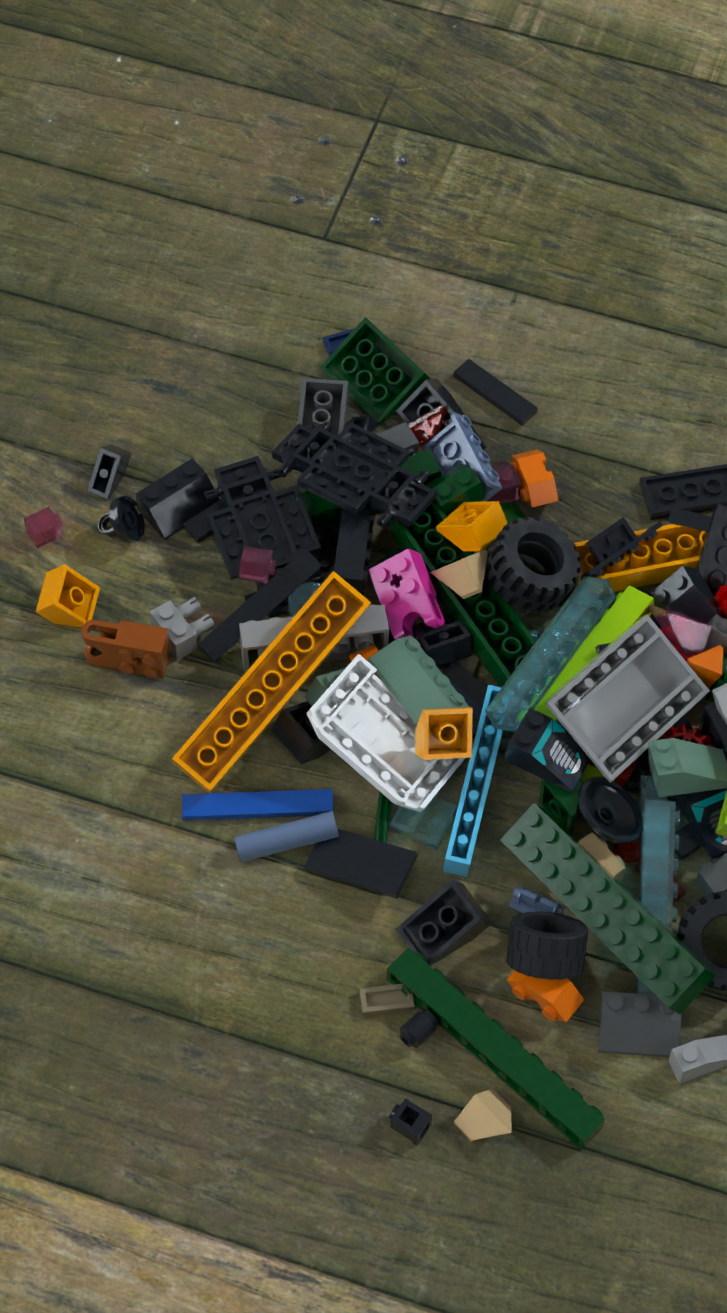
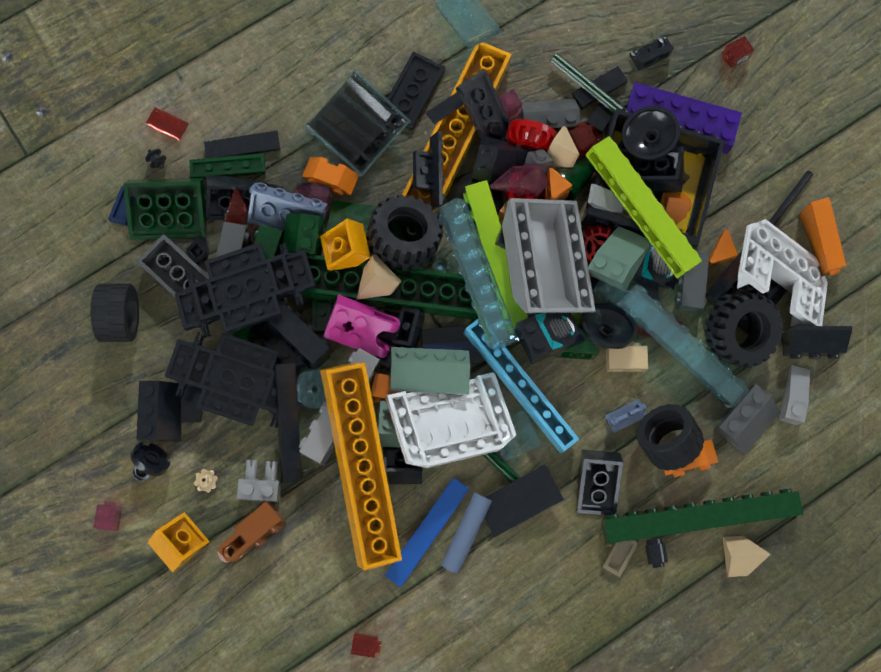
camera: 55 degrees left, 20 degrees up
(100, 822) = (365, 645): none -> clear red brick
(108, 470) = (98, 440): black slope -> none
(145, 581) = (205, 480): none -> tan plant
(238, 394) = (114, 312): none -> black tyre
(256, 565) = (263, 405): clear pink brick -> none
(410, 1112) = (720, 607): black brick -> none
(415, 332) = (154, 157): none -> black wheel
(444, 733) = (486, 387): light orange slope -> none
(458, 320) = (167, 123): none -> clear red tile
(465, 393) = (228, 166): none -> dark green plate
(605, 467) = (357, 124): none -> clear smoke windscreen
(608, 909) = (674, 382): dark green brick -> none

